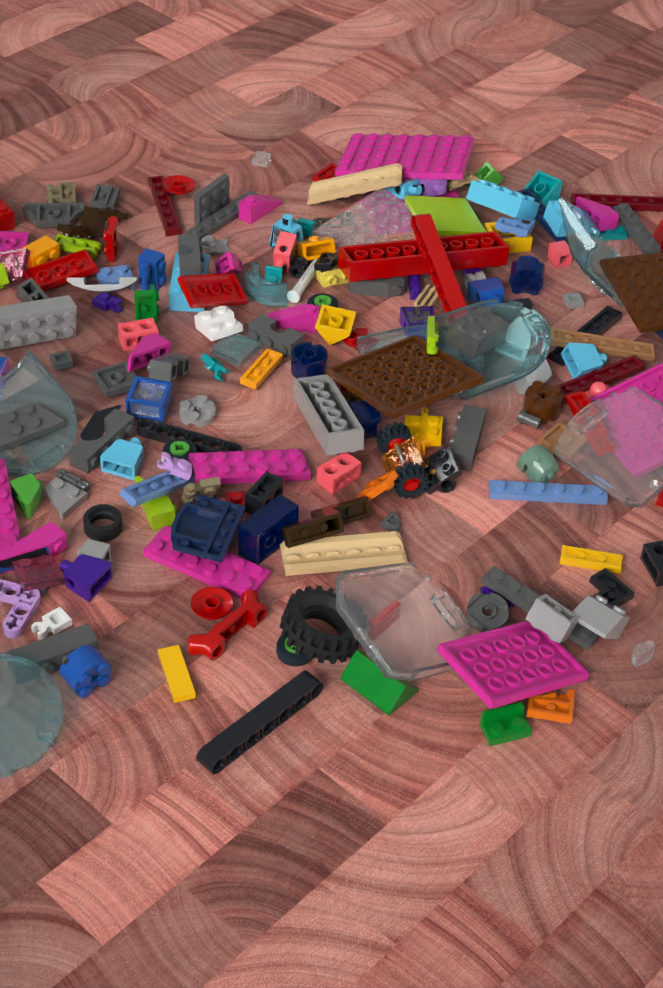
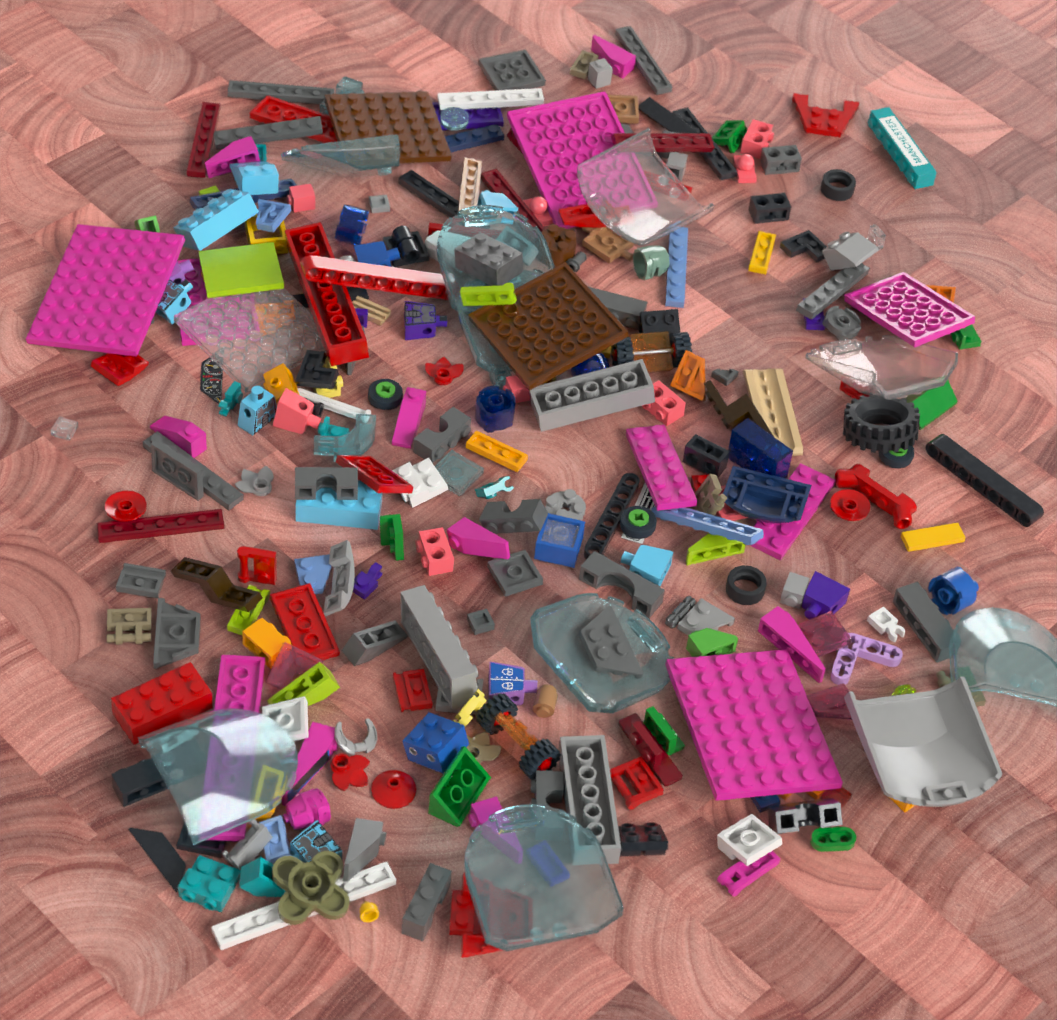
camera: 90 degrees left, 5 degrees up
(95, 426) = (569, 589): black sticker -> none
(151, 269) = (326, 530): blue brick -> none
(177, 467) = (684, 510): lavender plate -> none
(228, 264) = (328, 453): dark pink slope -> none
(334, 323) = (431, 378): yellow slope -> none
(355, 183) = (164, 338): tan plate -> none
(545, 187) = (182, 186): teal slope -> none
(552, 618) = (859, 276): light grey brick -> none

